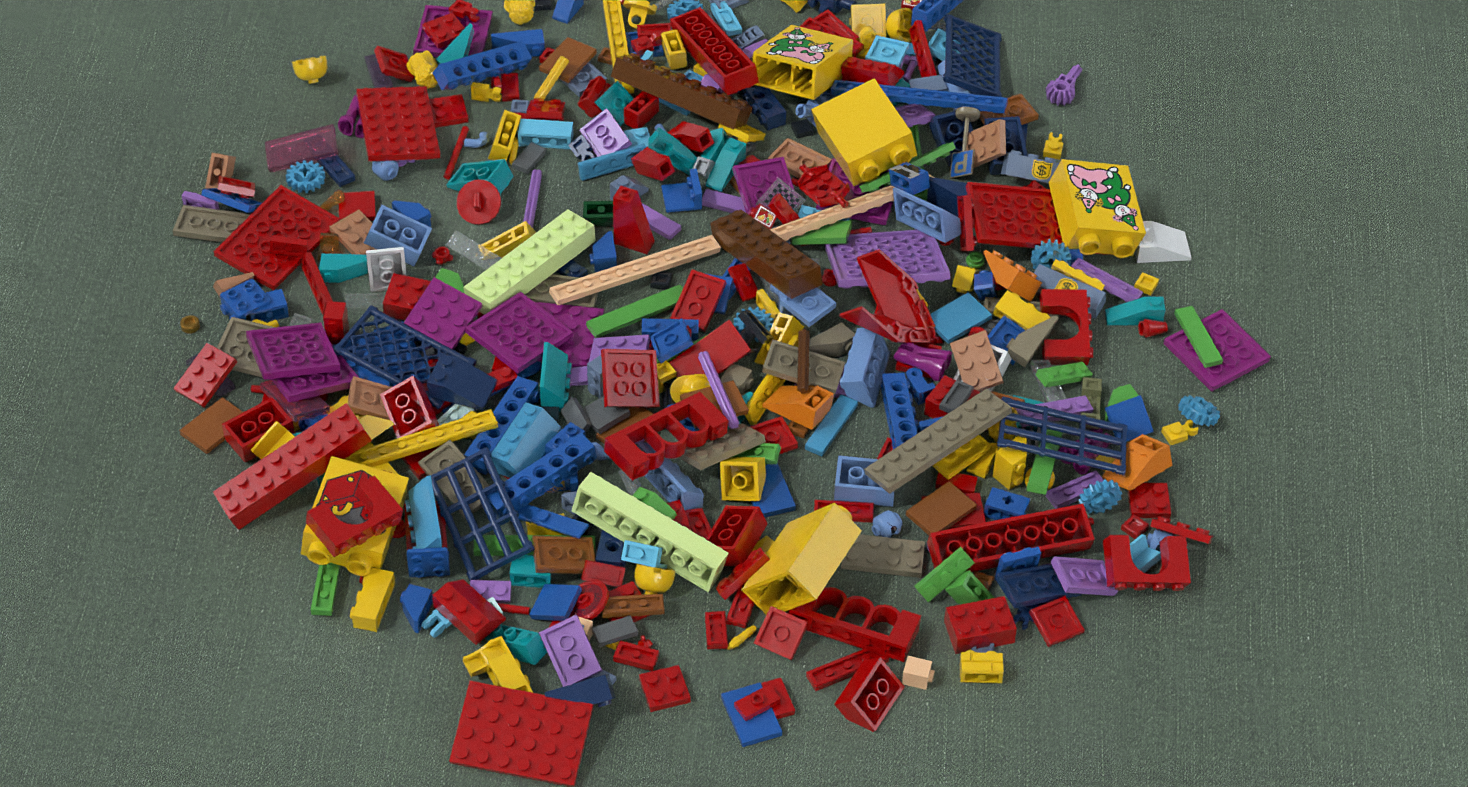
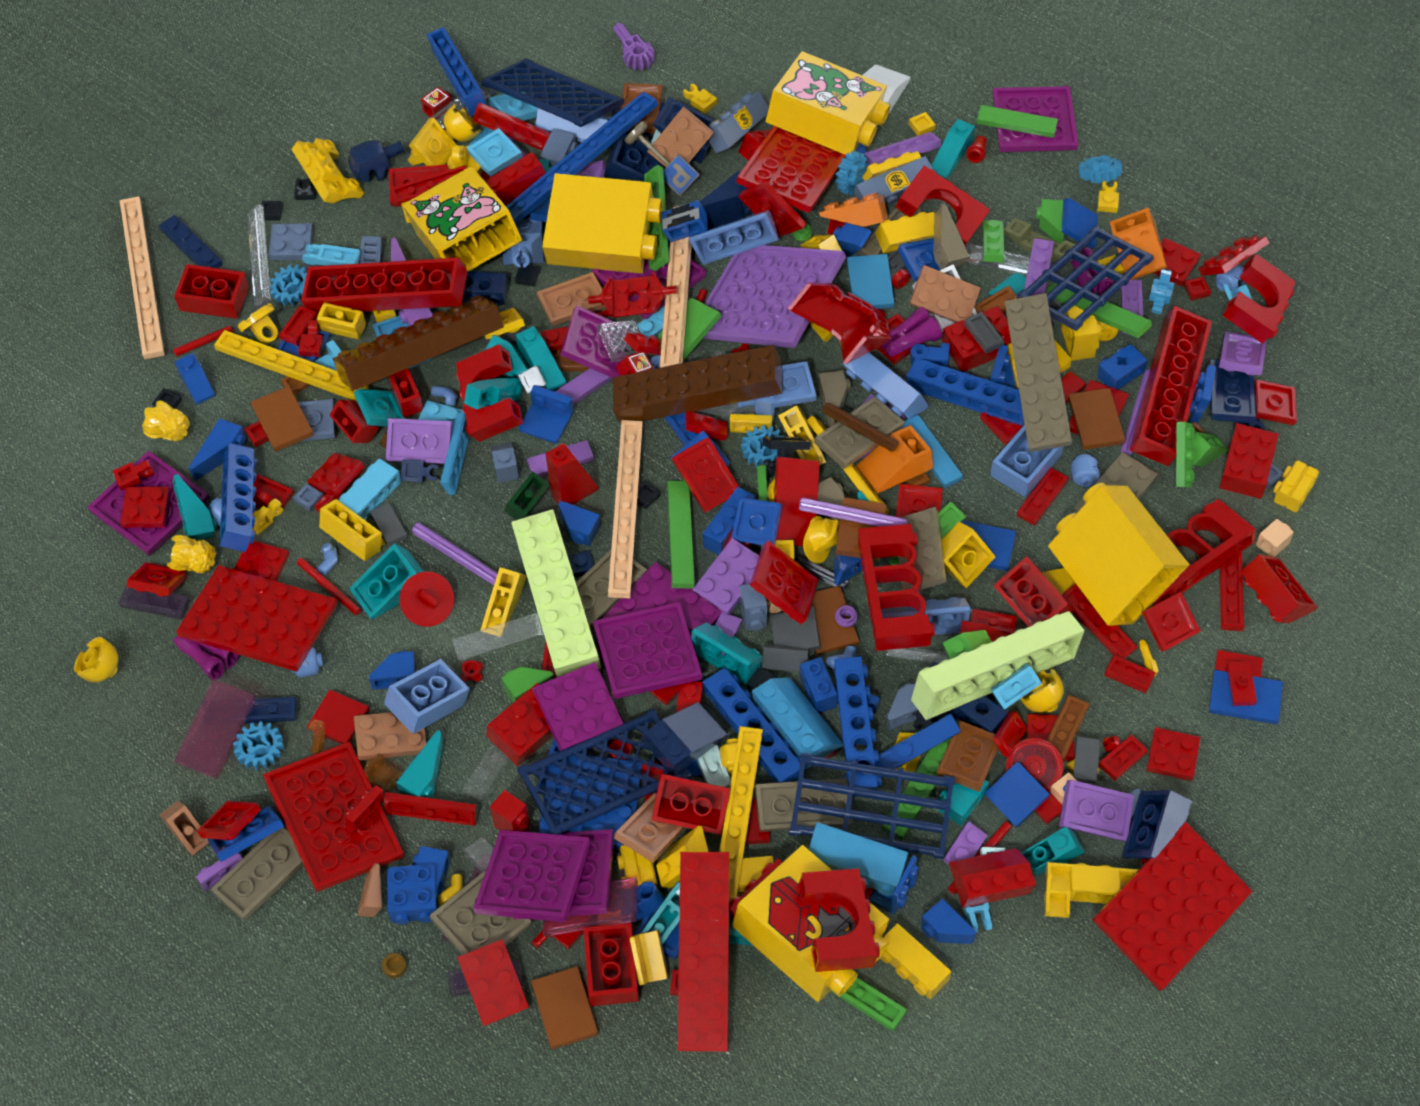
camera: 55 degrees left, 10 degrees up
(383, 264) = (468, 730): white slope -> none
(552, 78) = (300, 446): yellow axle -> none
(742, 573) = (1086, 612): red plate -> none

